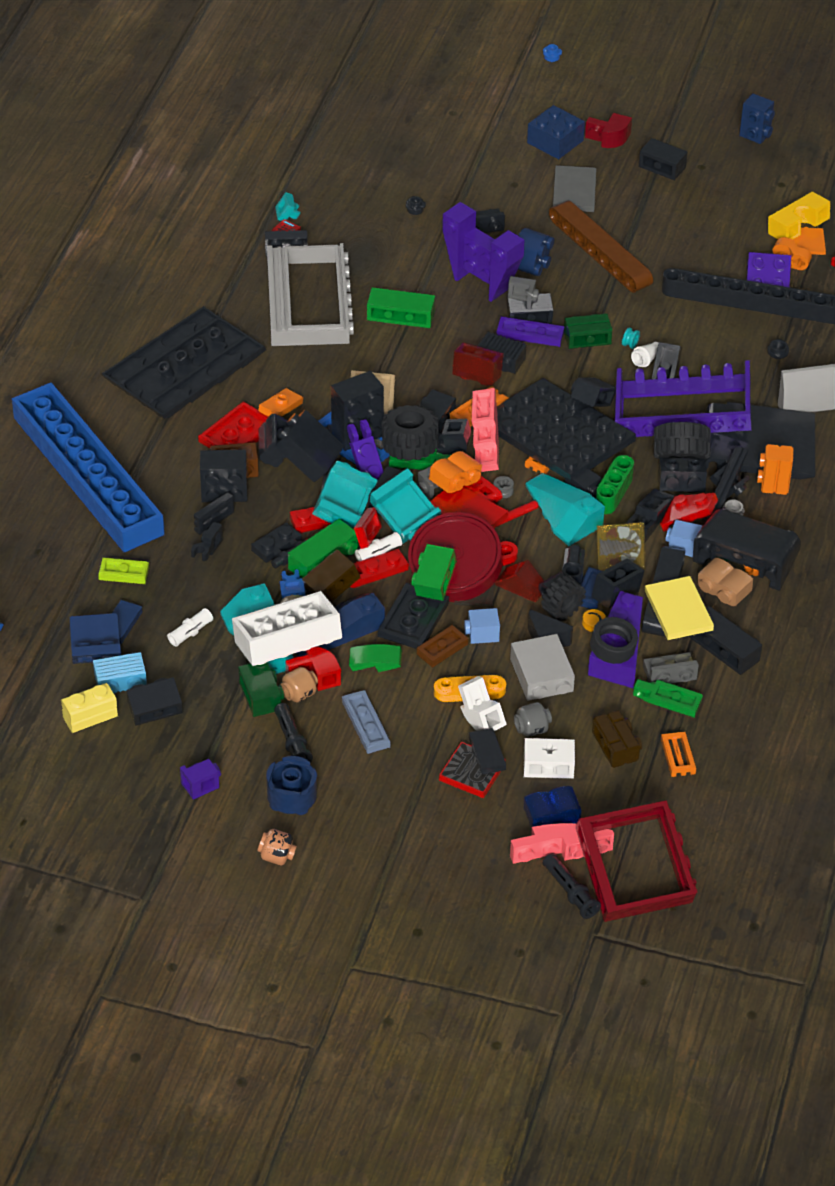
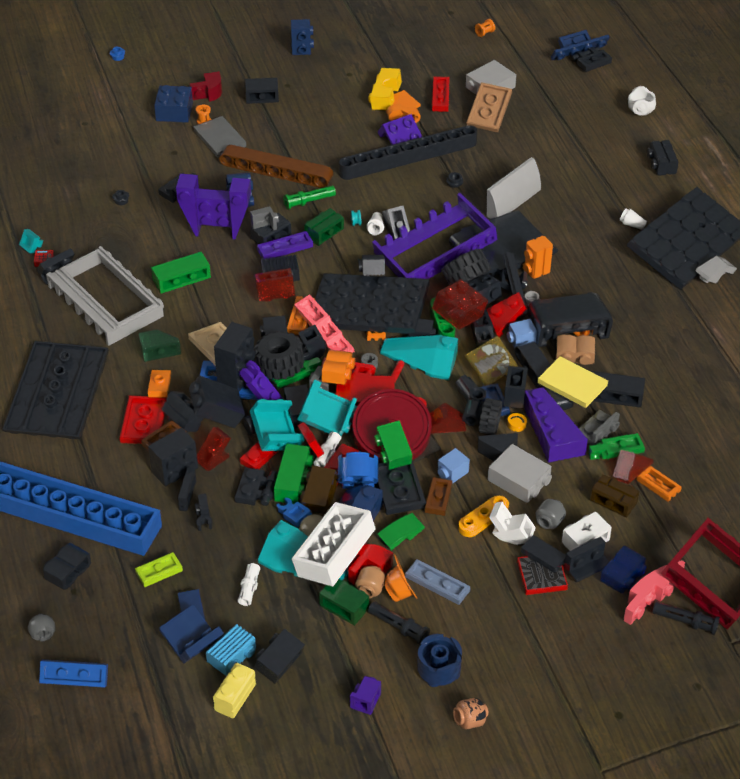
camera: 35 degrees left, 0 degrees up
(47, 524) = (66, 566): none -> black brick
(271, 491) = (212, 451): none -> clear red slope
(311, 367) = (158, 345): none -> clear green slope
(325, 698) = (397, 584): none -> orange piece
(381, 578) = (357, 469): none -> blue brick
(522, 777) = (586, 559): none -> black bracket
(576, 158) = (204, 114): none -> orange bush
(595, 292) = (302, 198): none -> green pin
(609, 653) = (559, 436): black tyre -> none
(637, 473) = (460, 304): none -> clear red brick
(663, 719) = (630, 466): none -> clear red slope

